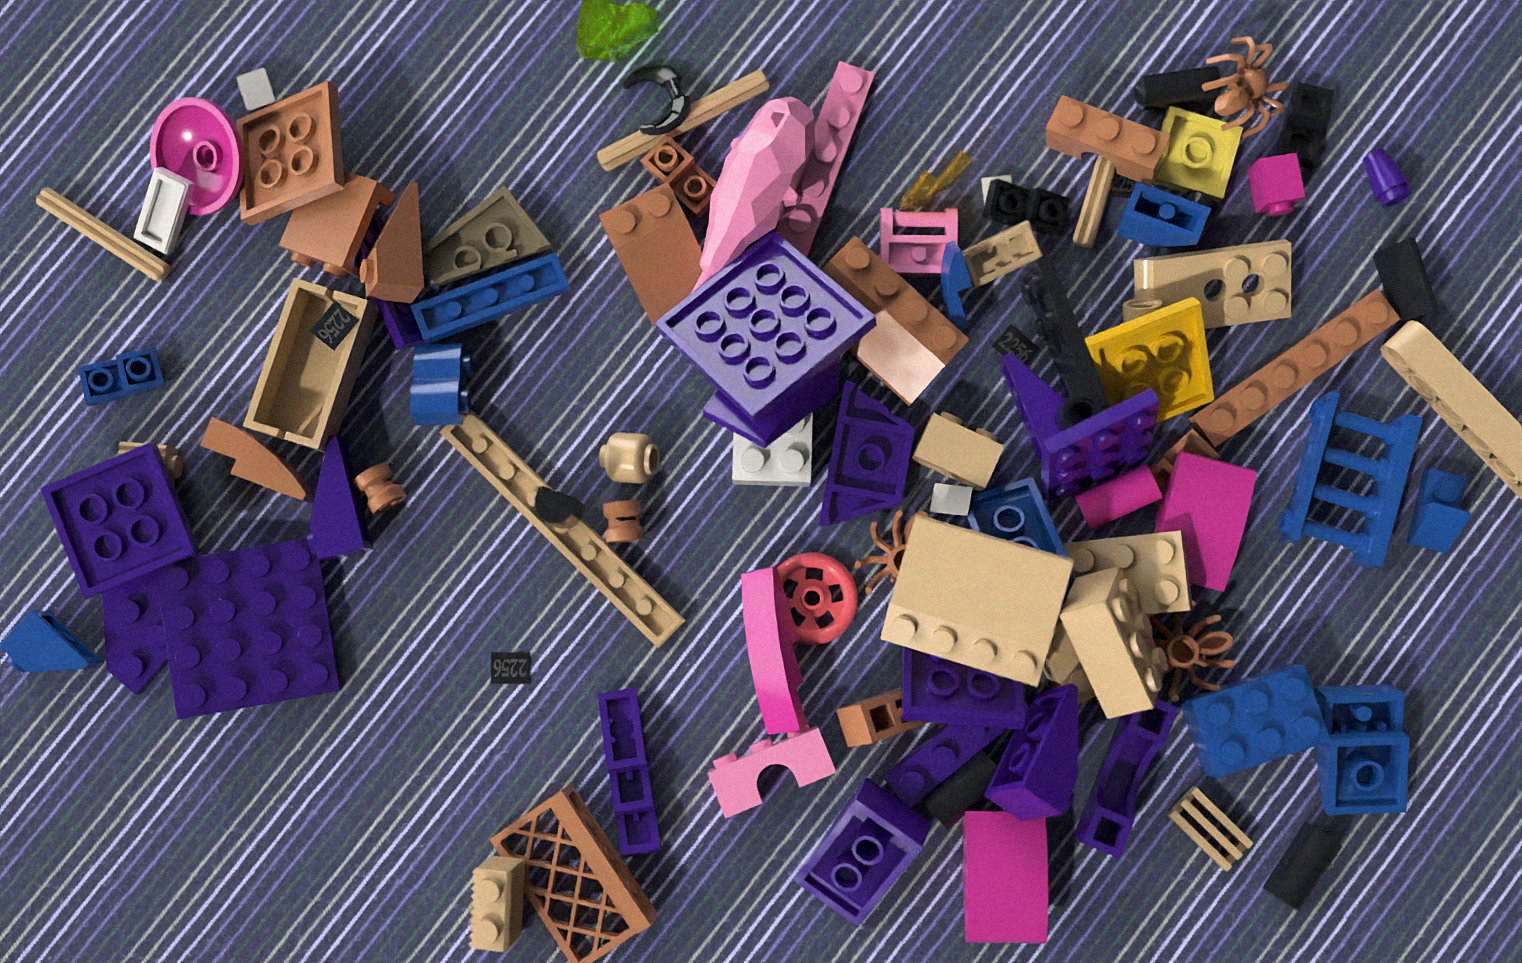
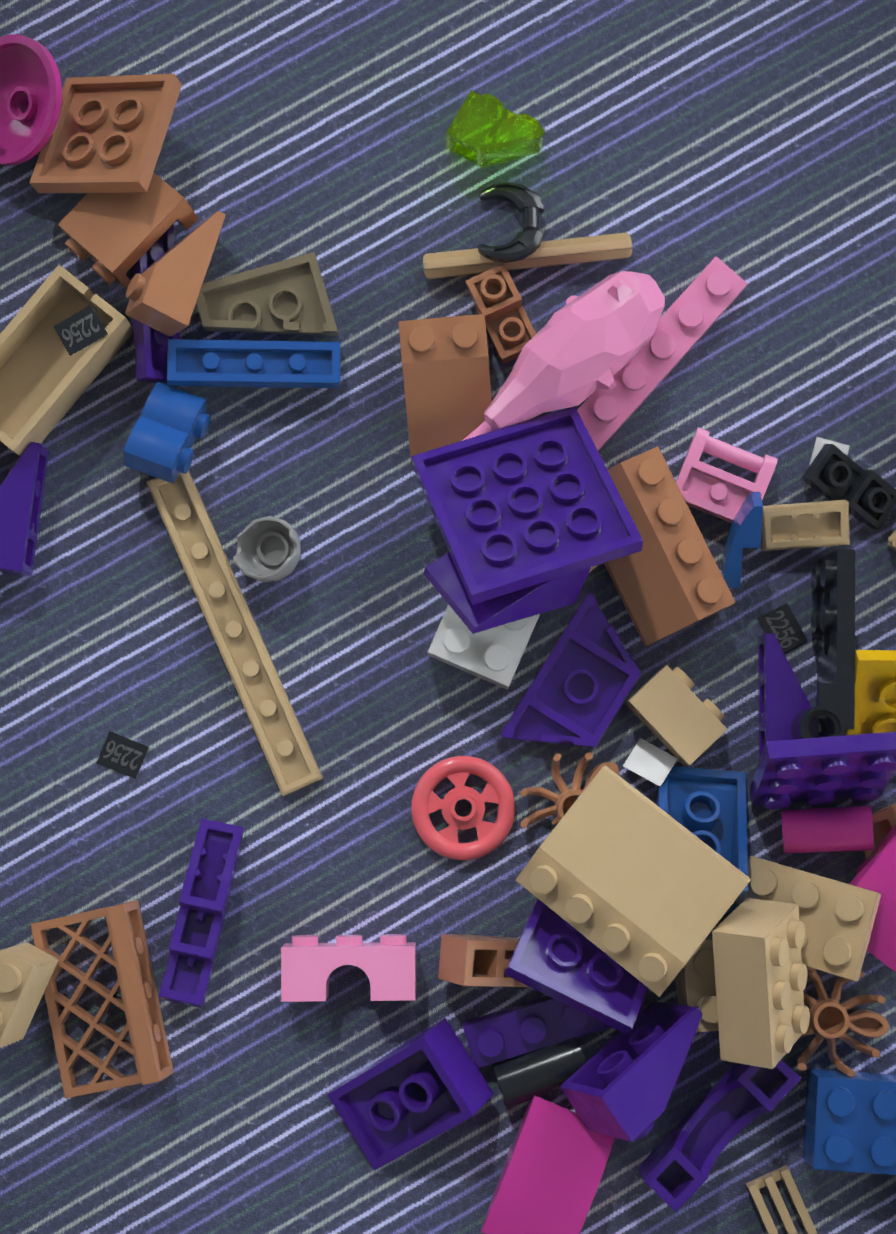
camera: 25 degrees right, 0 degrees up
(255, 89) = (99, 53): white sticker -> none
(379, 488) = (61, 516): nougat wheel -> none
(558, 508) = (234, 610): black brick -> none
(564, 448) = (267, 549): none -> light grey hair
(625, 530) = (295, 659): nougat wheel -> none
(629, 457) = (331, 586): tan head -> none
(770, 650) = (397, 846): slope -> none
(929, 188) = (756, 427): clear yellow slope -> none

